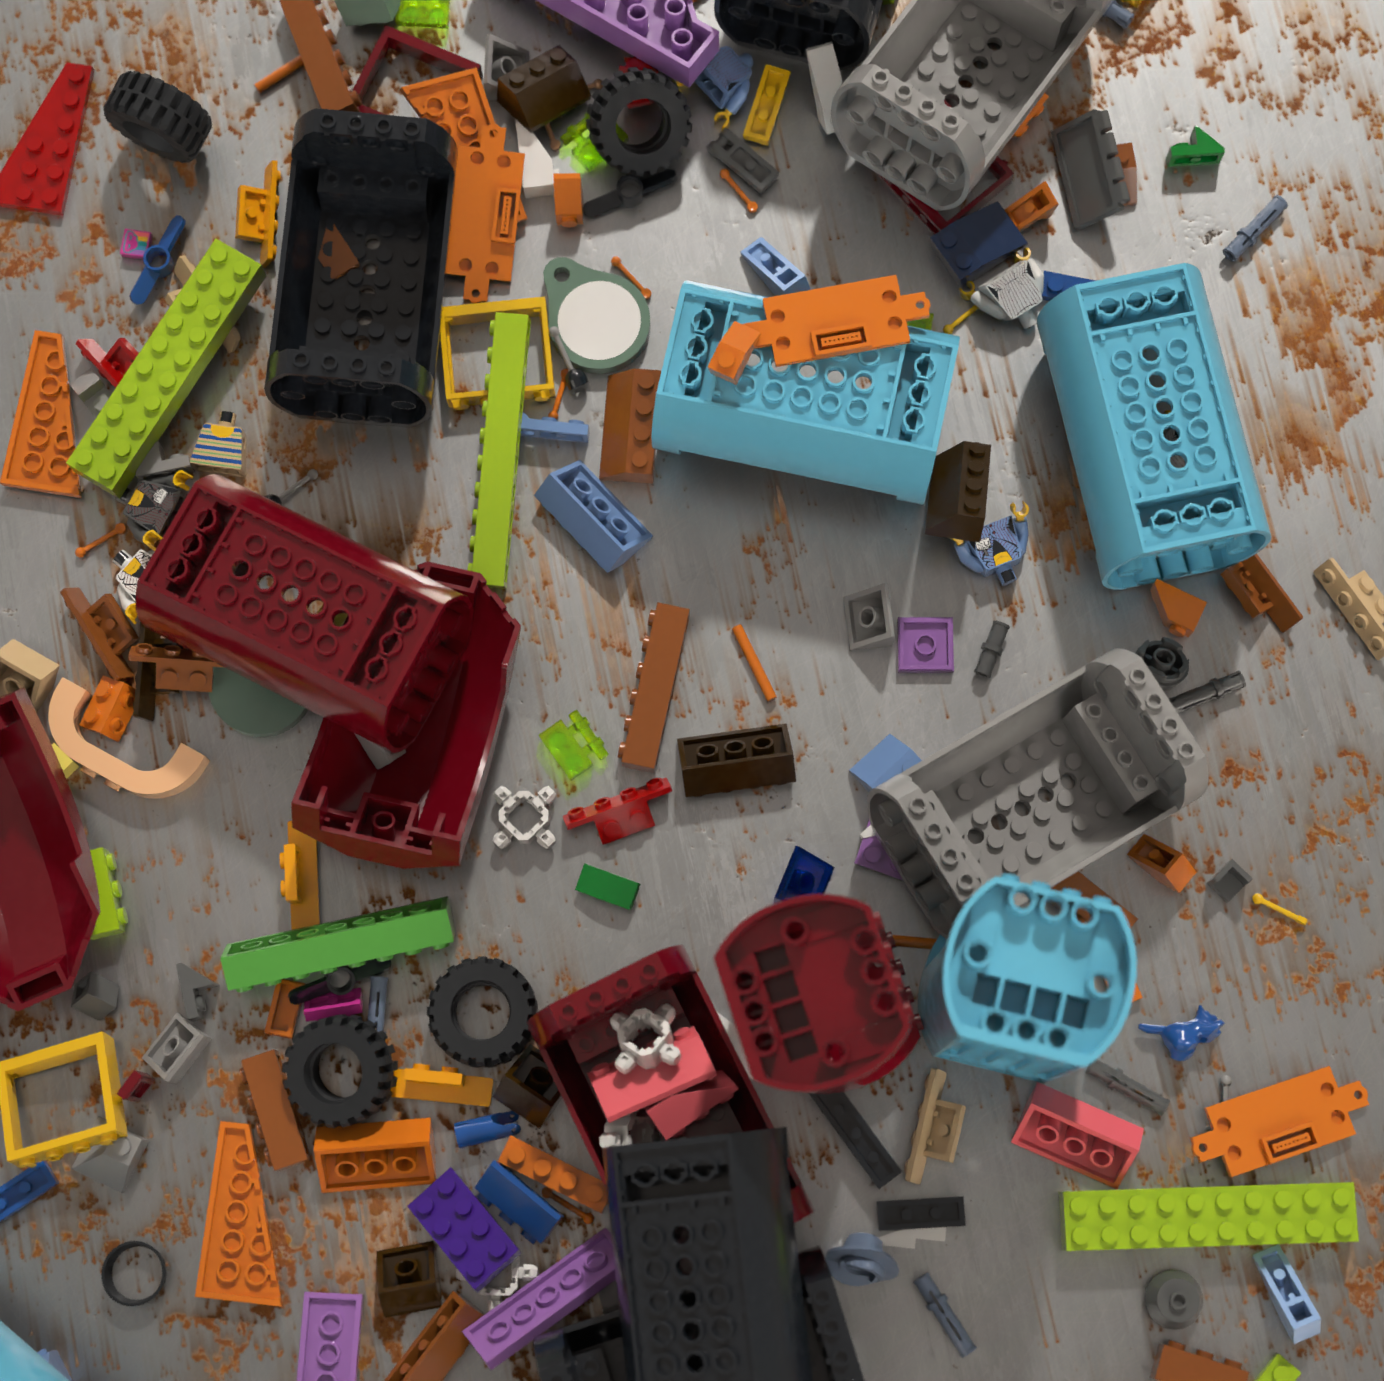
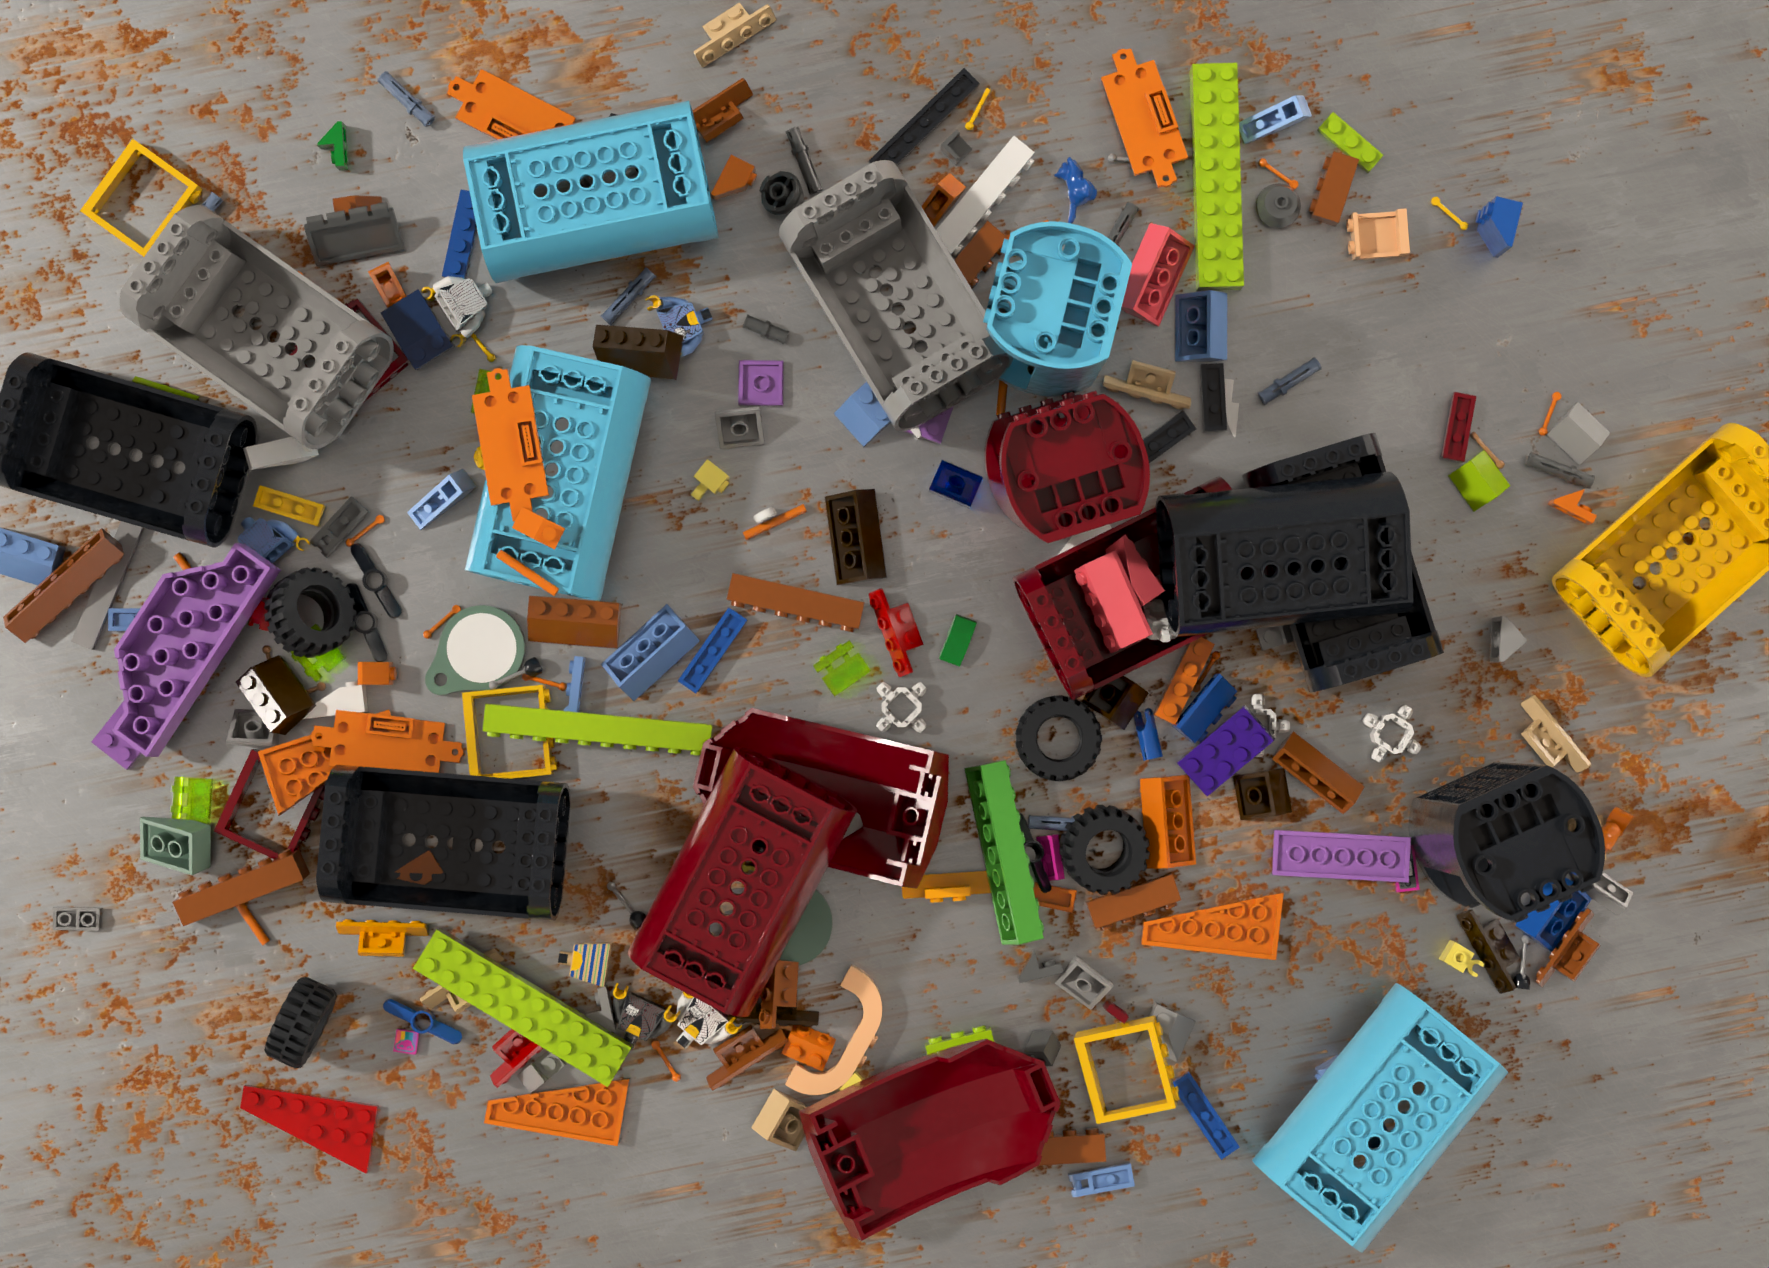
camera: 90 degrees left, 10 degrees up
(106, 1274) = (1280, 1009): black tyre -> none
(442, 1086) = (1114, 769): light orange bracket -> none
(543, 1300) = (1280, 685): medium lavender plate -> none
(595, 589) = (712, 650): none -> blue plate
(663, 1047) = (1096, 592): white piece -> none
(667, 209) = (382, 592): none -> black piece
(680, 342) = (527, 572): none -> orange bar
(761, 650) = (765, 515): none -> white tile
(805, 584) = (710, 478): none -> light yellow brick
(861, 1261) = (1250, 443): sand blue hat -> none
(1012, 1197) = (1201, 326): none -> medium blue slope
(1027, 485) = (628, 296): none -> sand blue pin
(1168, 914) = (983, 195): none -> white brick
(1203, 1320) = (1292, 183): none -> orange hinge
(1250, 337) = (503, 109): none -> orange piece
(1263, 845) = (927, 118): none -> black plate

